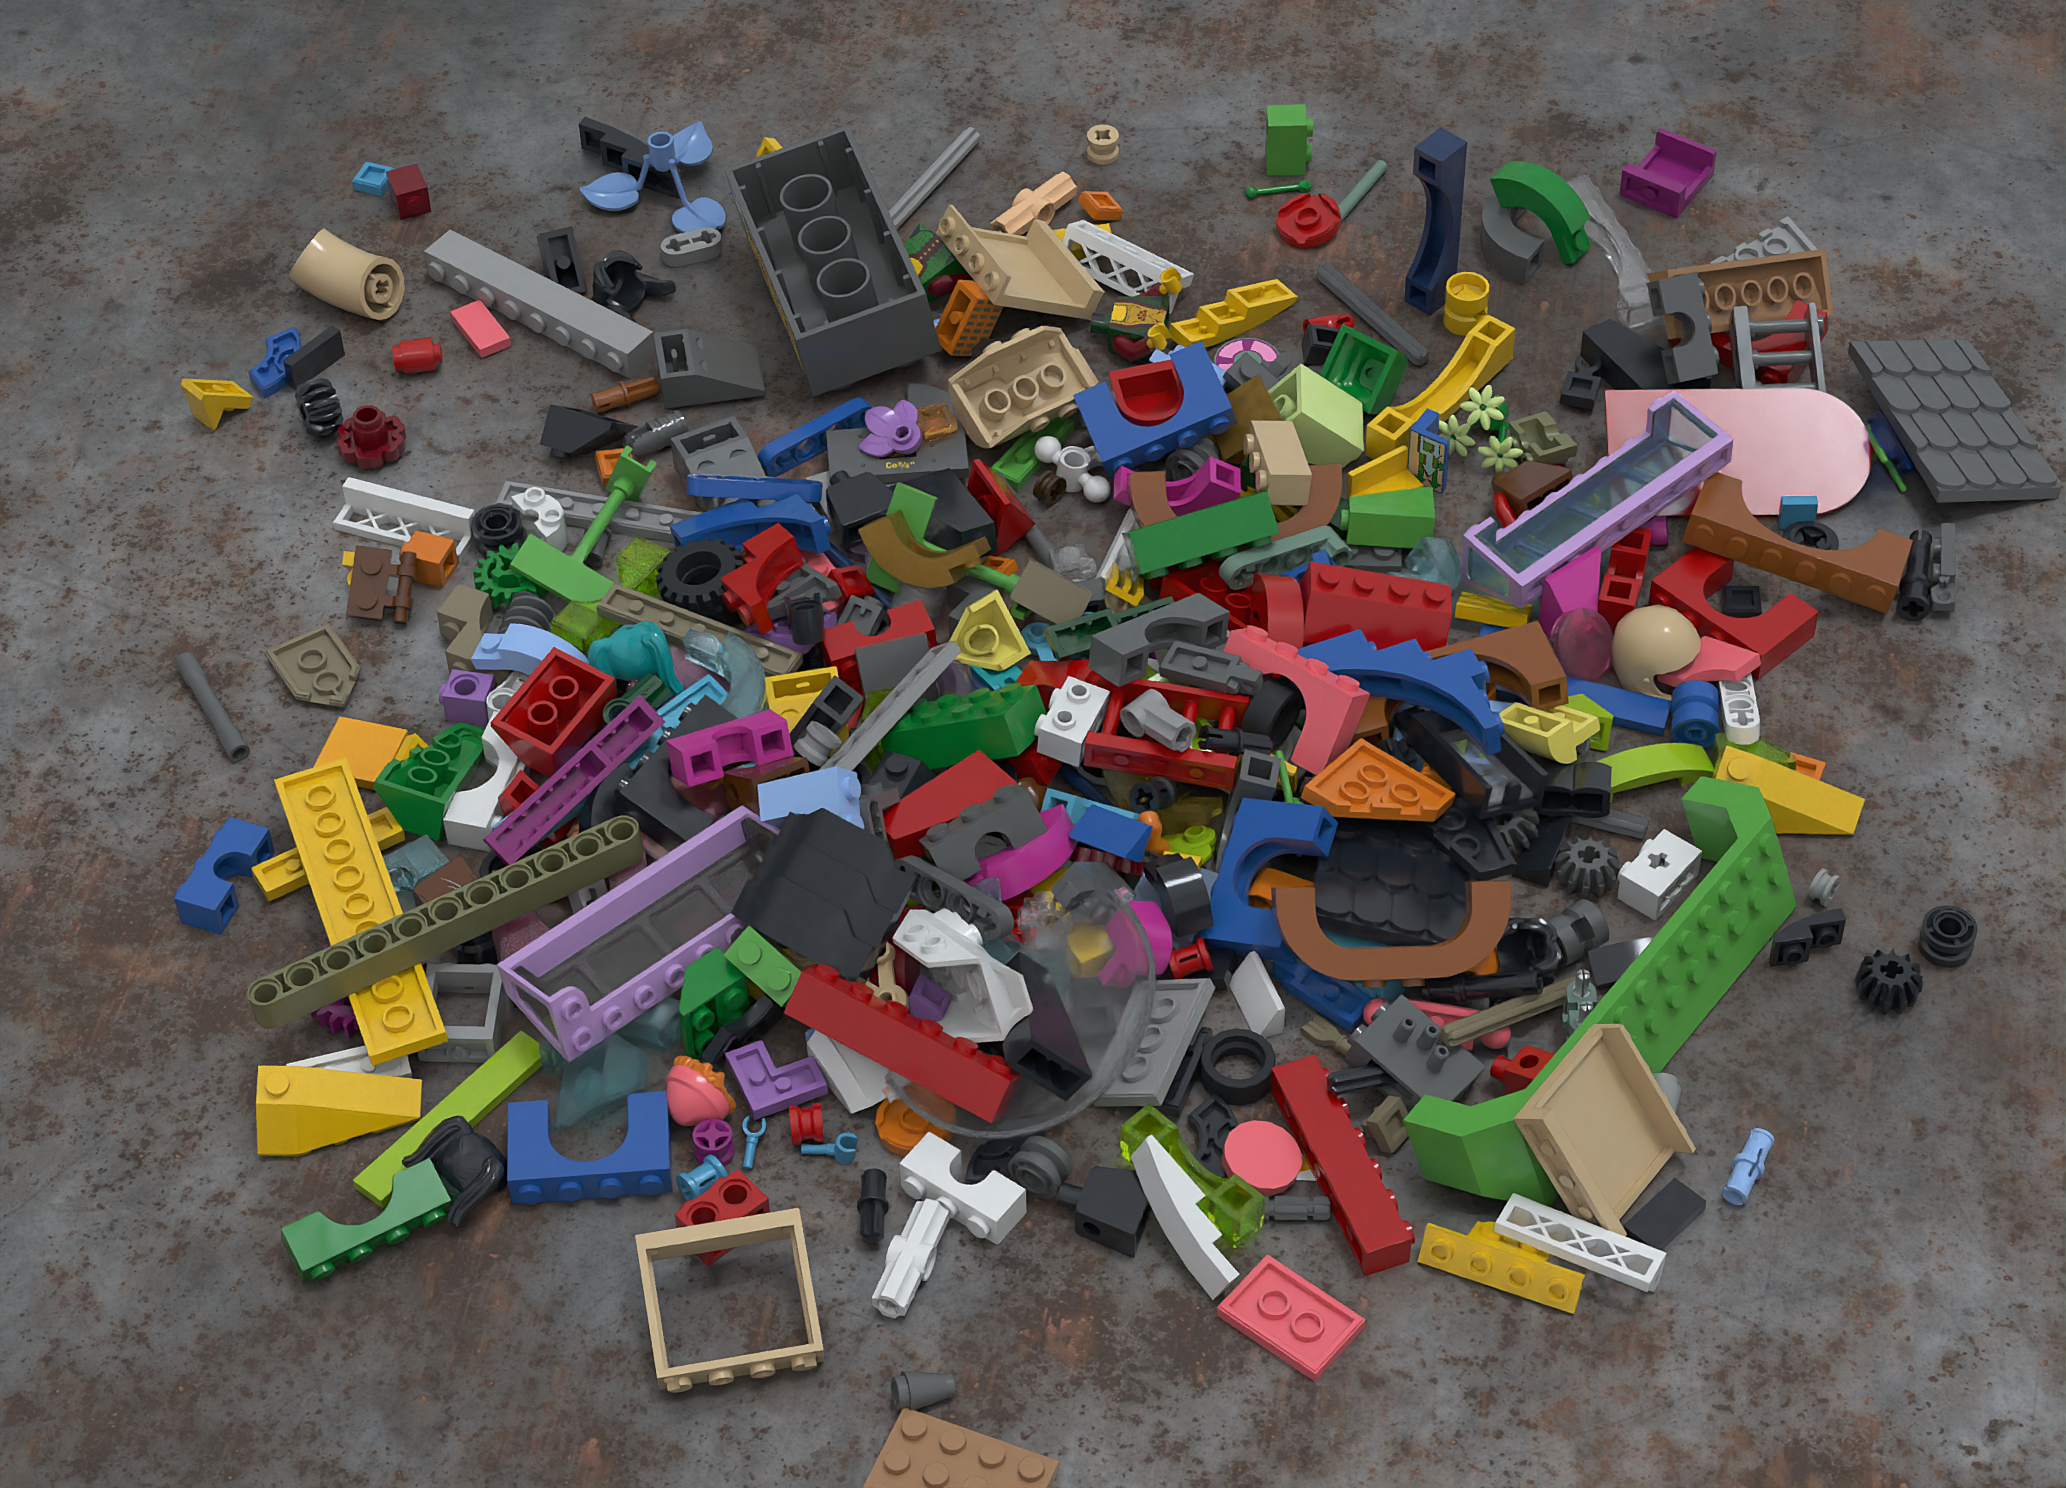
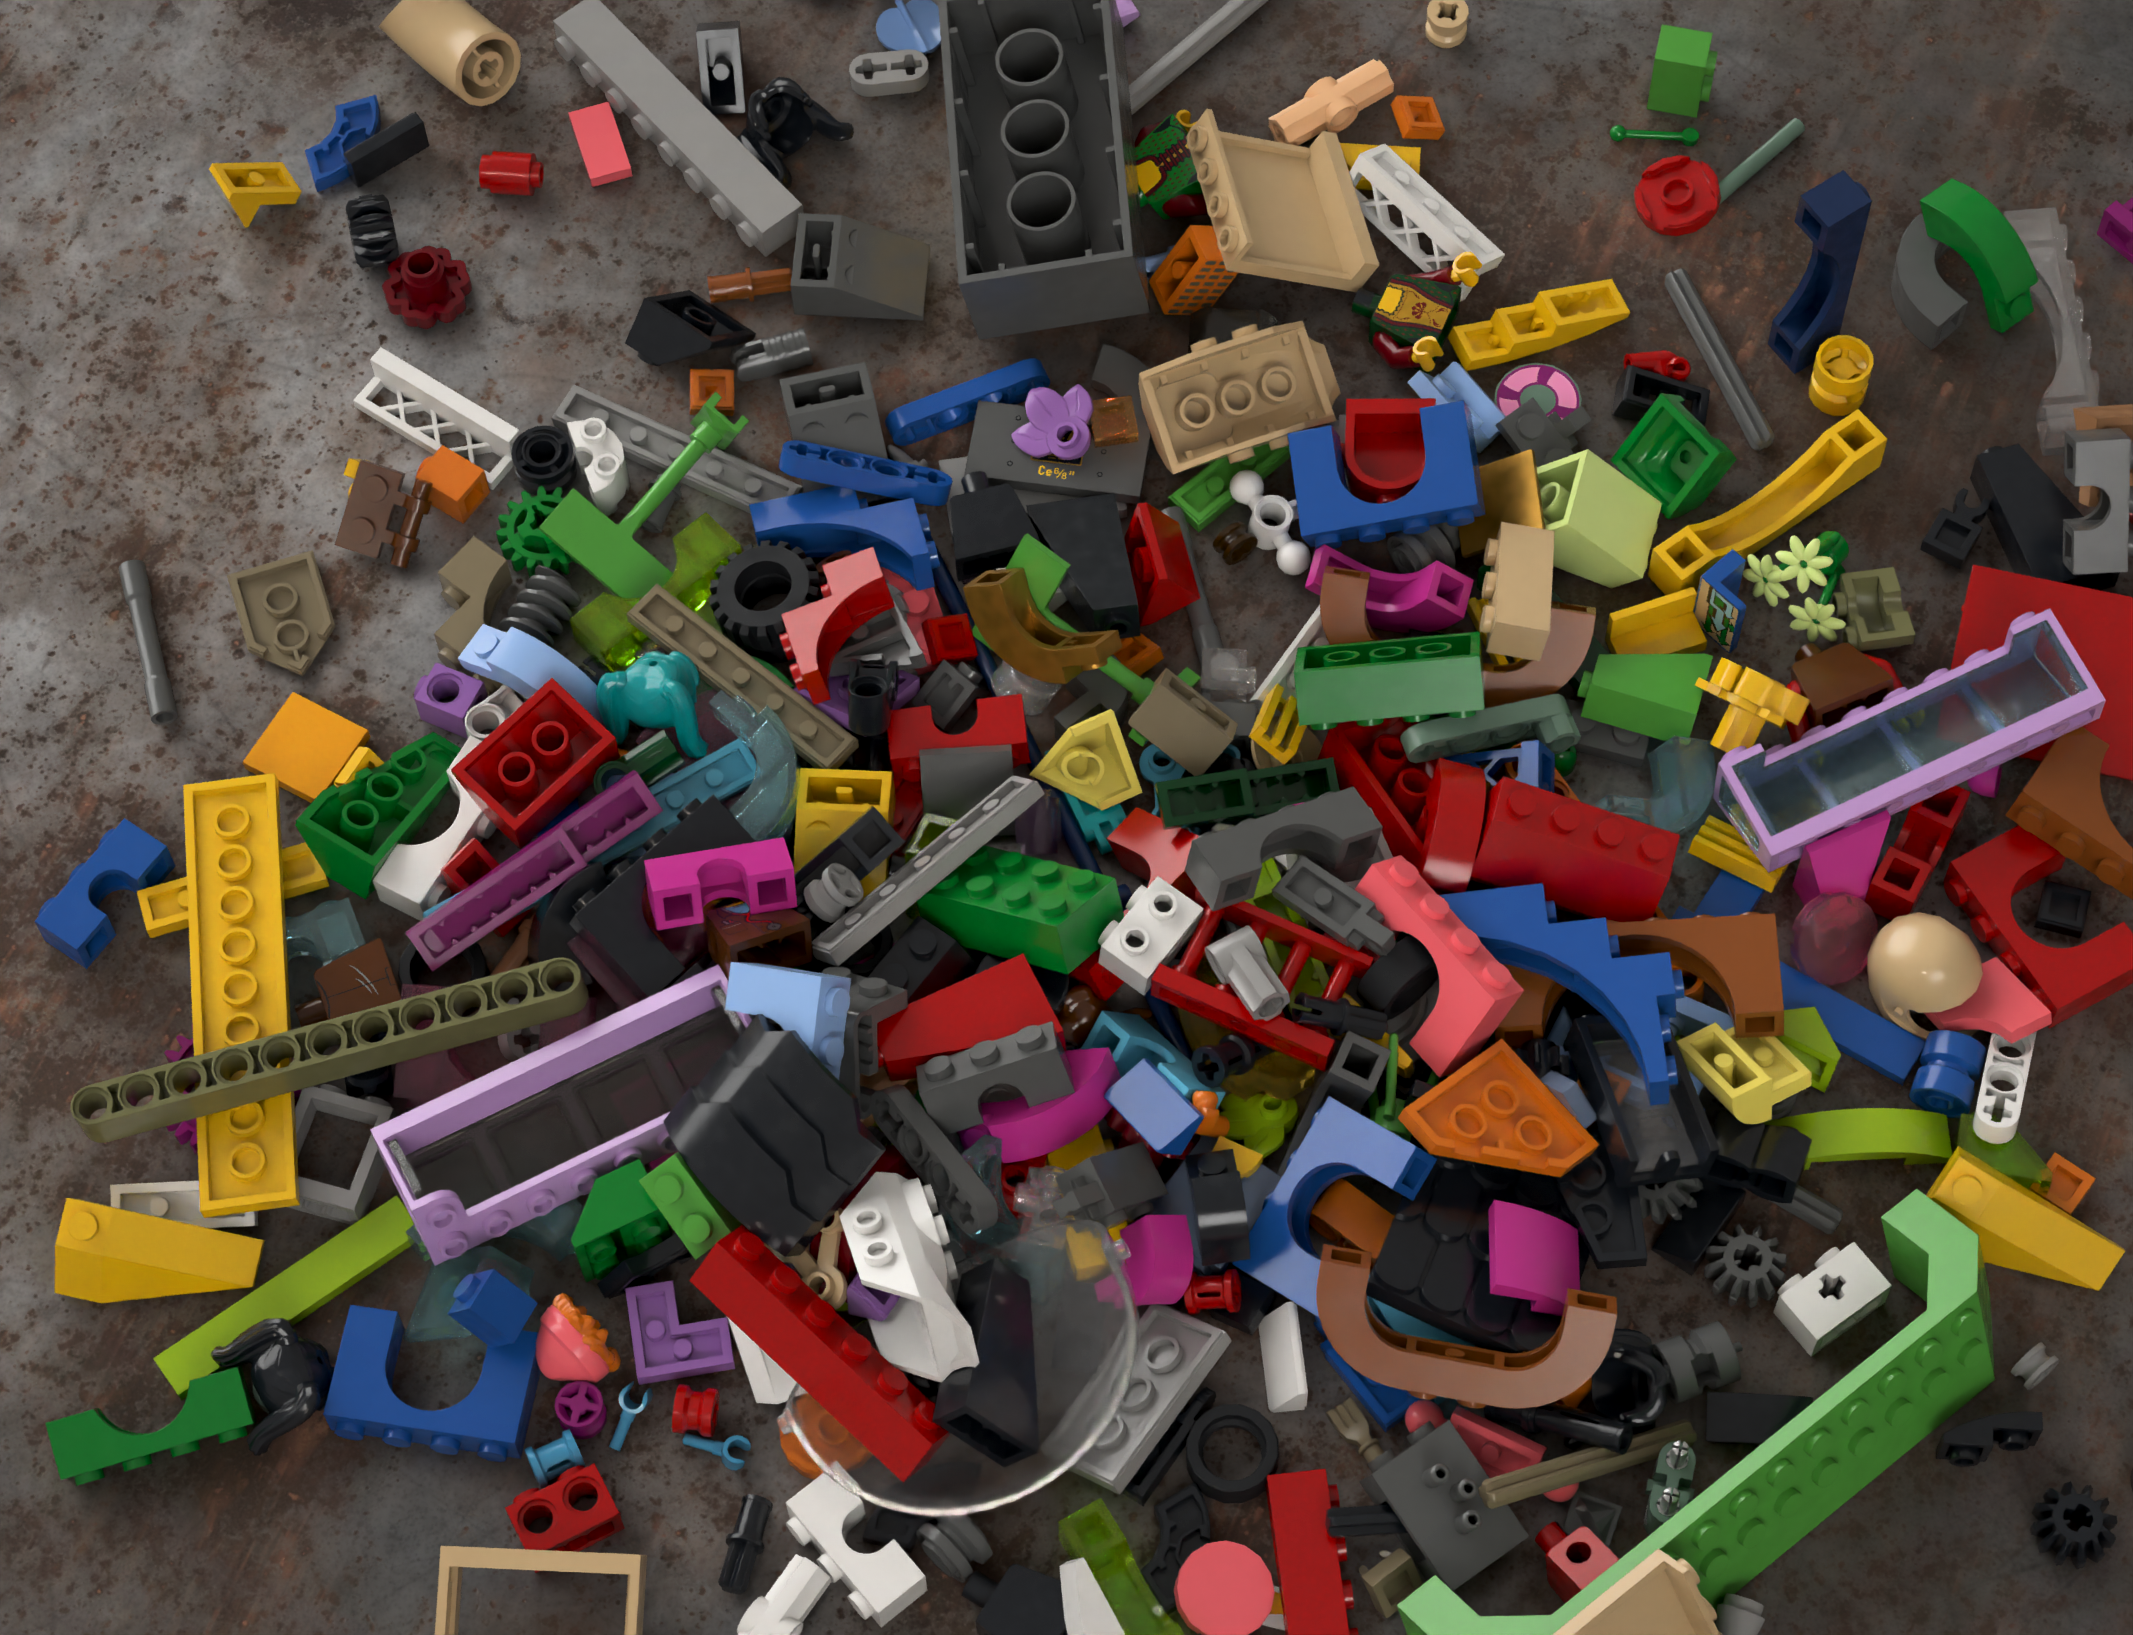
camera: 15 degrees right, 15 degrees up
(627, 1071) = (491, 1307): none -> blue brick
(1425, 764) = (1571, 1097): none -> sand blue tile
(1428, 876) = (1532, 1256): none -> dark pink slope
(1474, 500) = (1752, 702): none -> yellow piece

